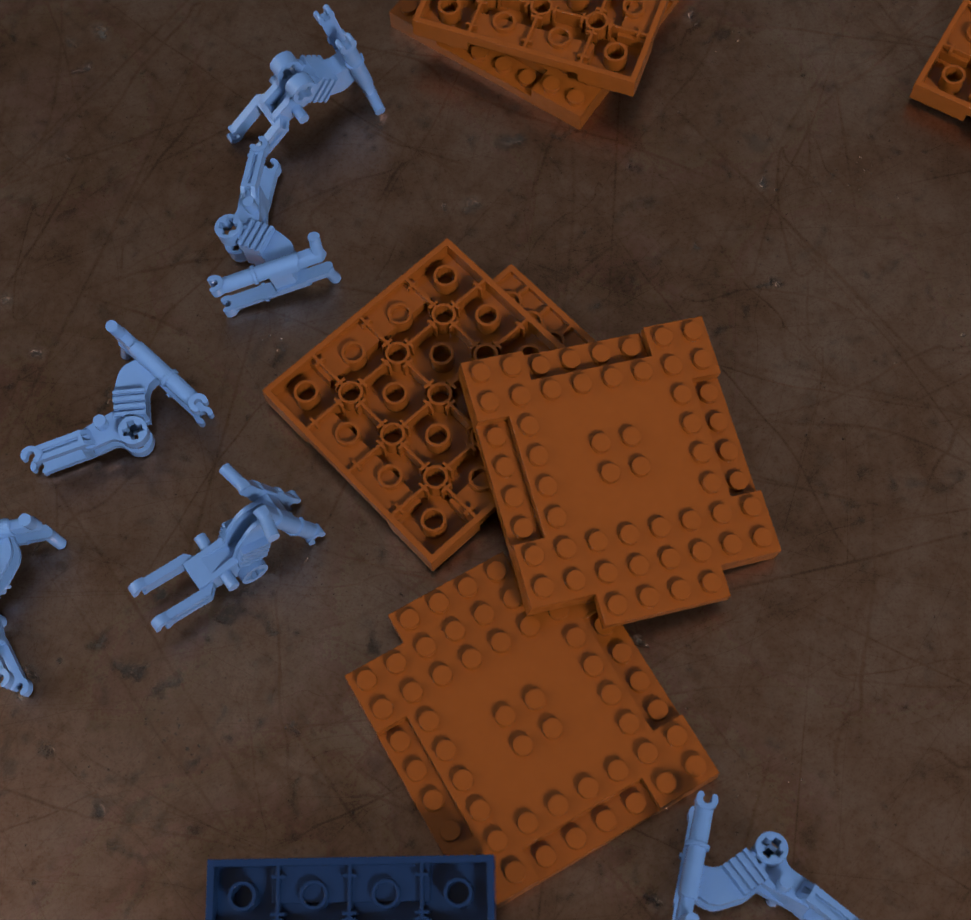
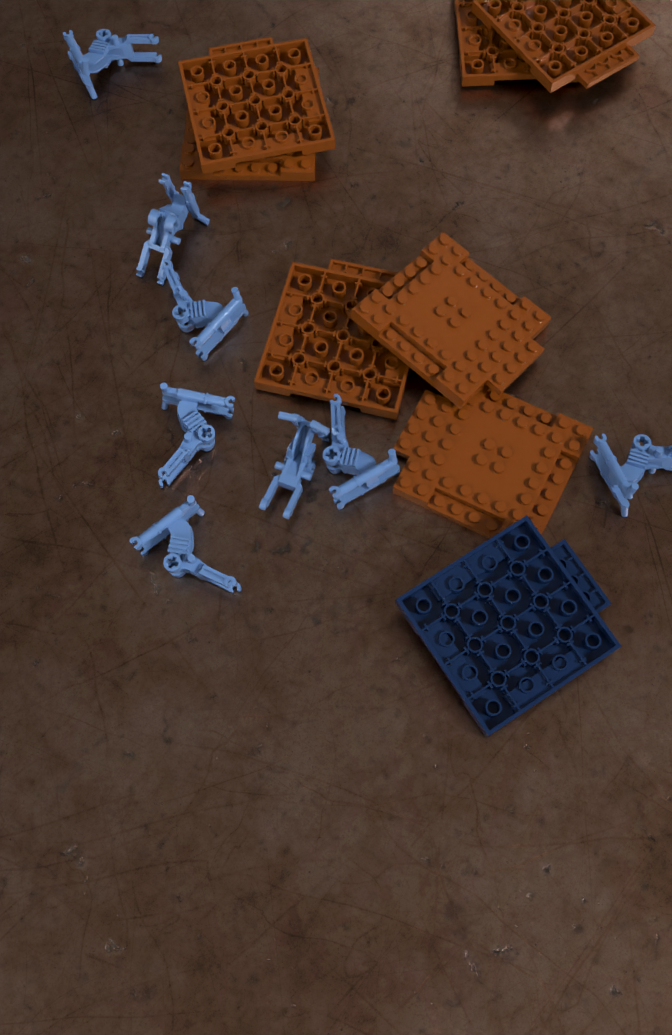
camera: 35 degrees left, 0 degrees up
(306, 590) = (353, 461): none -> medium blue piece

